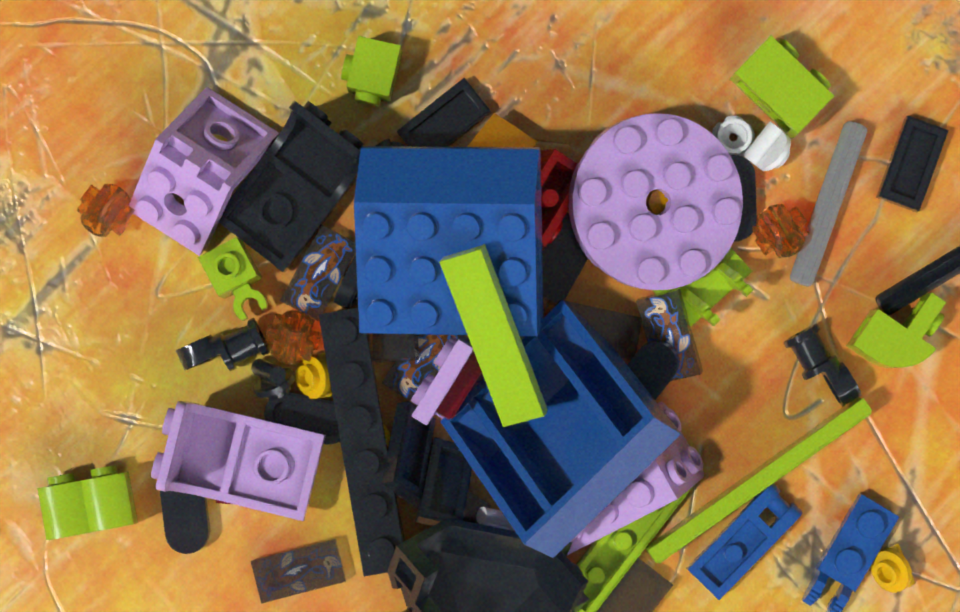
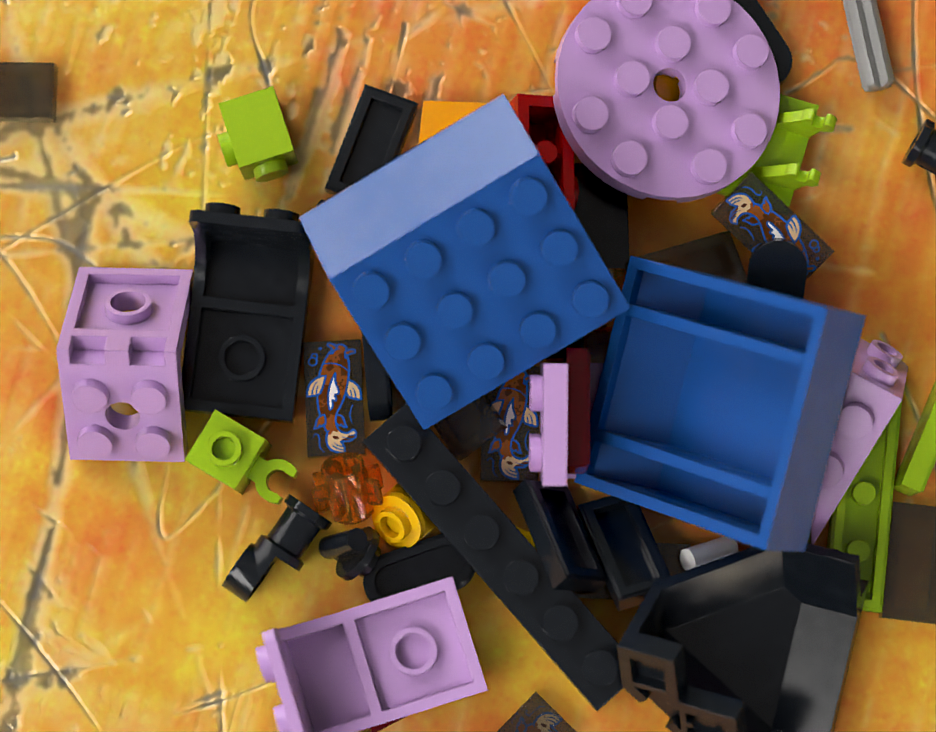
camera: 30 degrees left, 5 degrees down
(105, 210) = (45, 473): clear orange gear -> none
(493, 335) = (582, 334): lime tile -> none
(780, 230) = (823, 40): clear orange gear -> none

